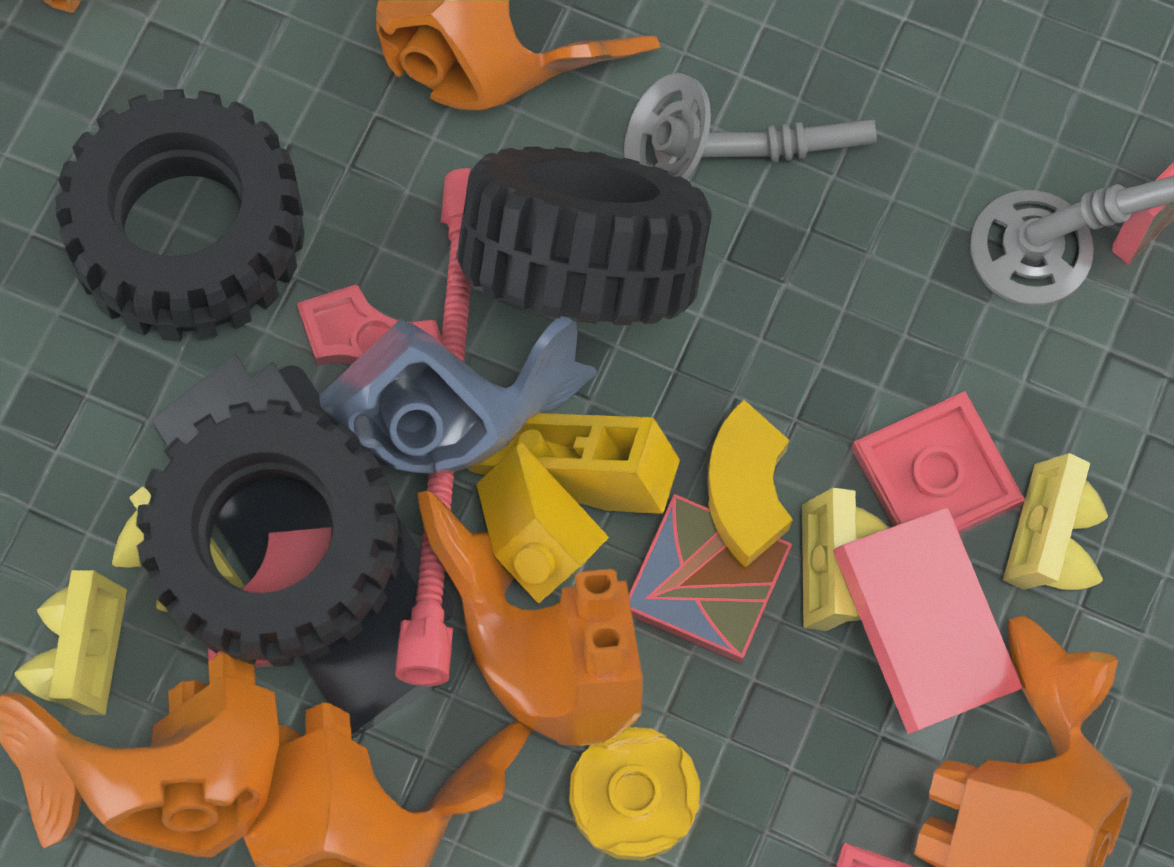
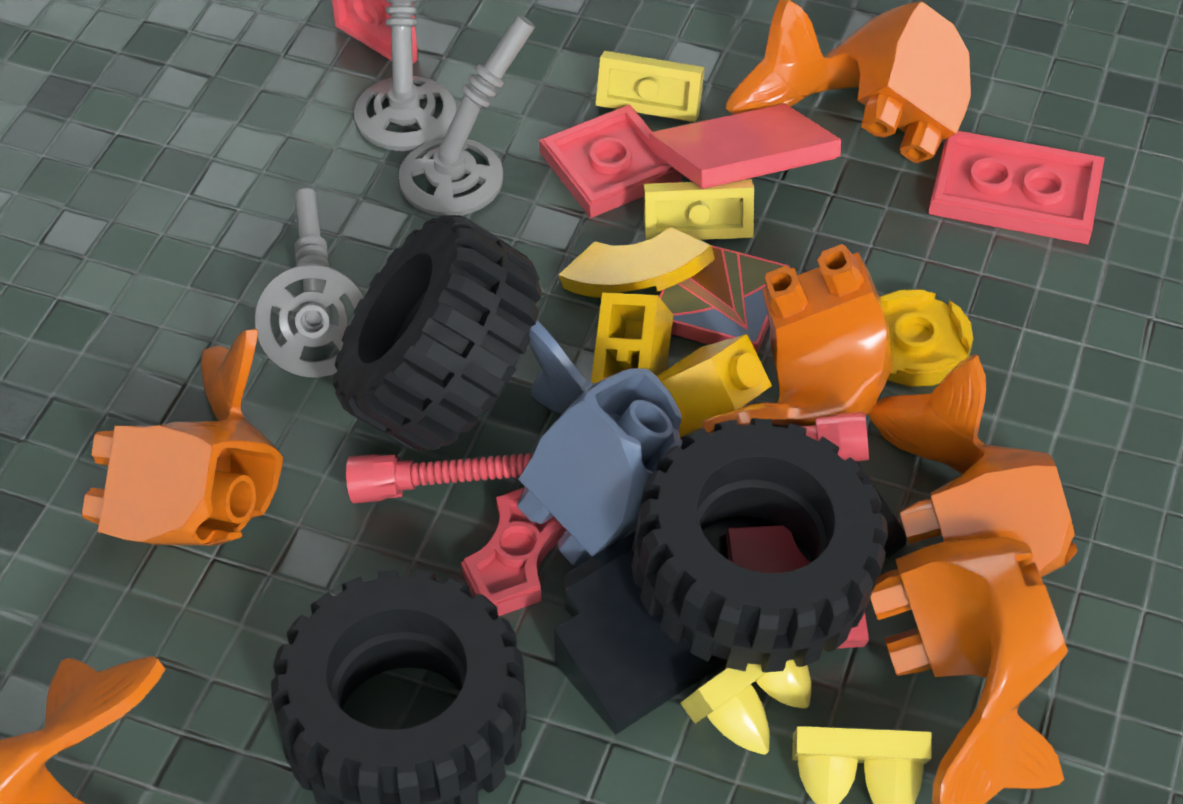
camera: 90 degrees left, 20 degrees down
(929, 293) = (446, 160): none -> light grey dish

